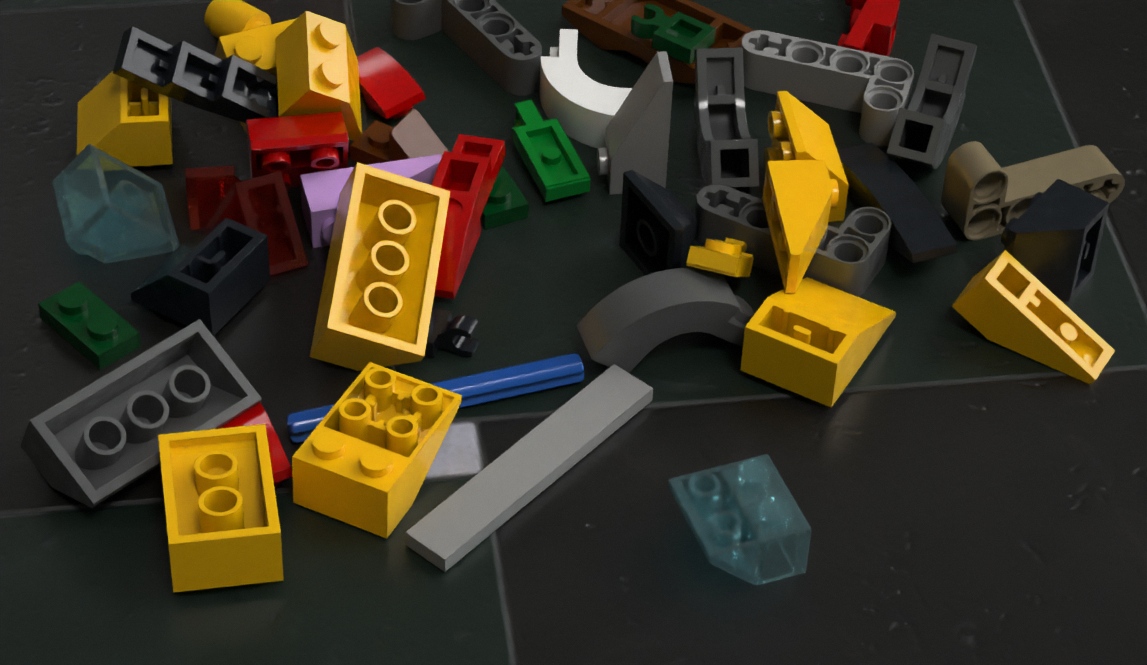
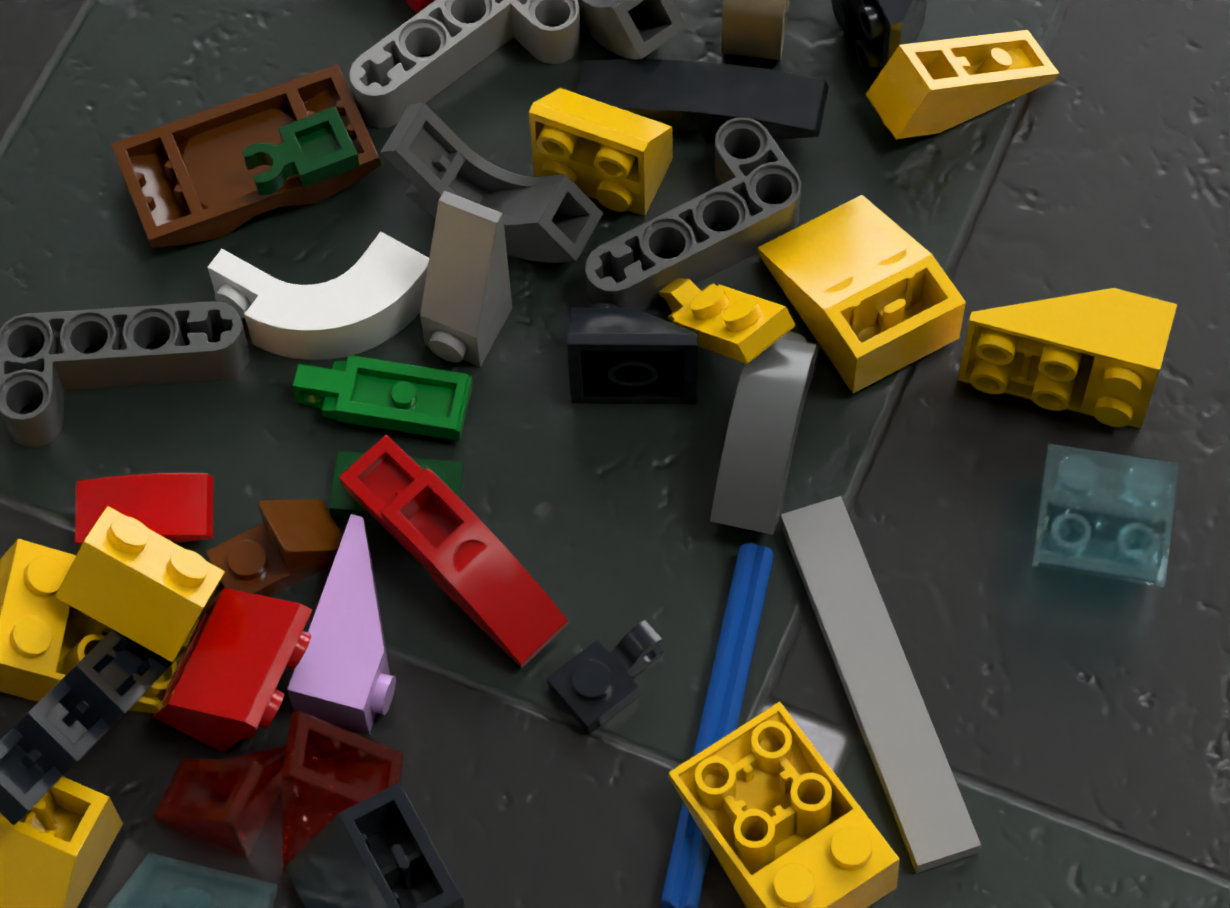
camera: 55 degrees left, 20 degrees up
(380, 271) = (519, 684): yellow slope -> none
(797, 211) = (718, 205): yellow slope -> none
(859, 450) = (1072, 352): none -> yellow slope

